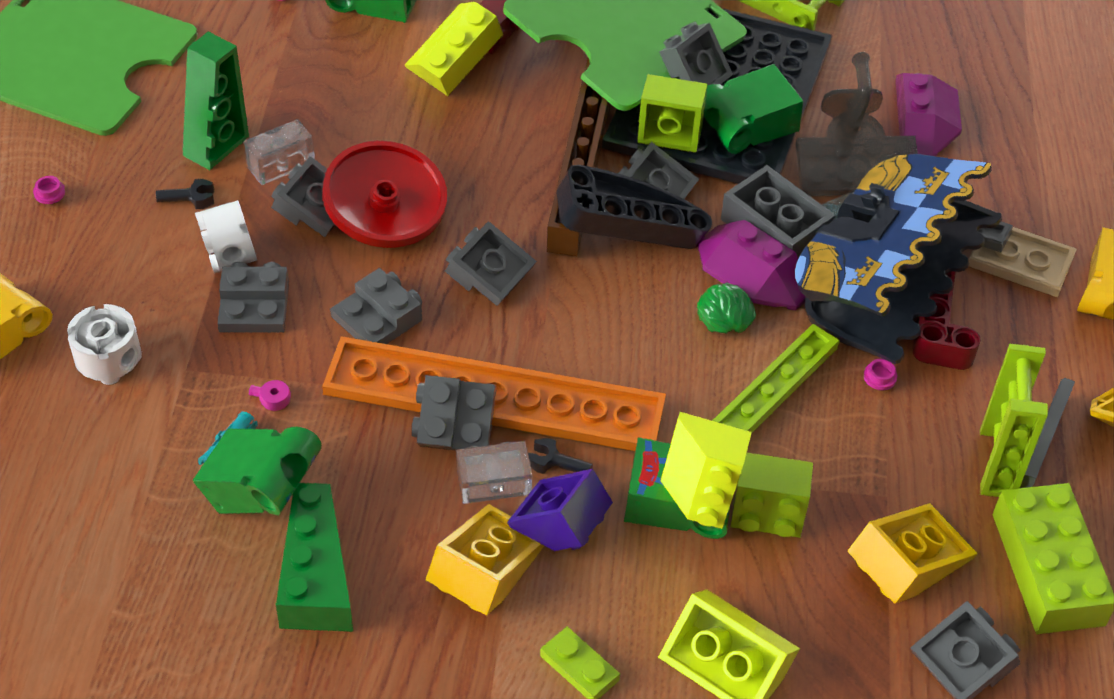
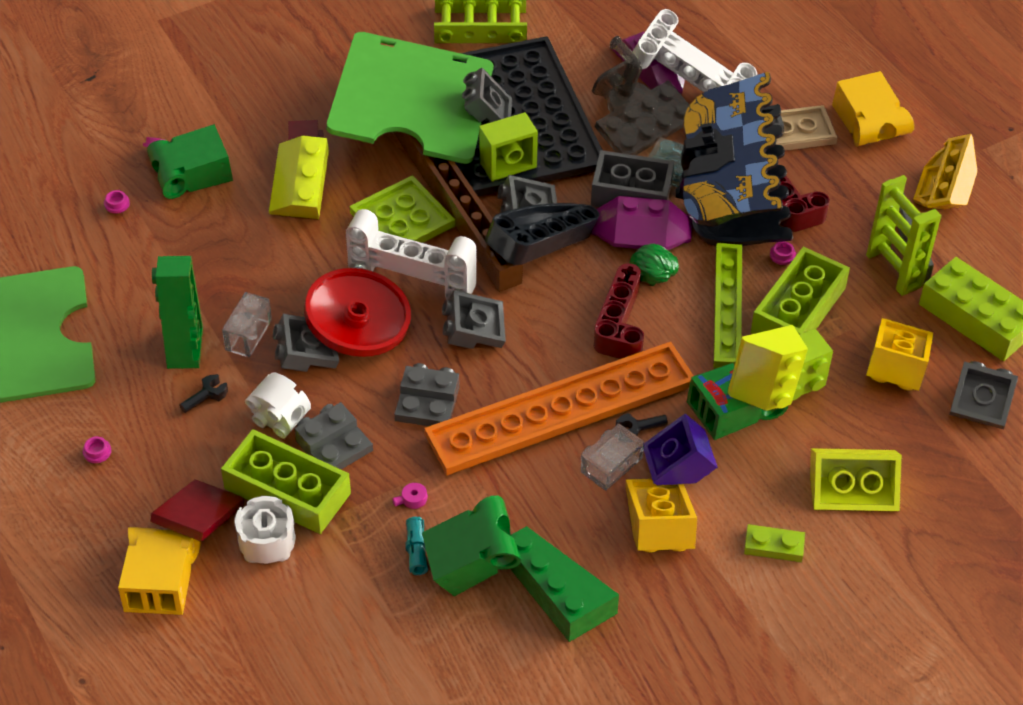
camera: 35 degrees left, 0 degrees up
(63, 288) = (197, 510): none -> dark red tile
(167, 310) = (277, 470): none -> lime brick
(453, 413) = (554, 434): dark grey plate -> none
(499, 191) = (373, 248): none -> white beam
(521, 131) = (407, 211): none -> lime plate
(620, 345) = (611, 332): none -> dark red beam
(753, 108) = (557, 113): green piece -> none
(848, 428) = (802, 294): none -> lime brick
(931, 92) = (684, 59): none -> white beam

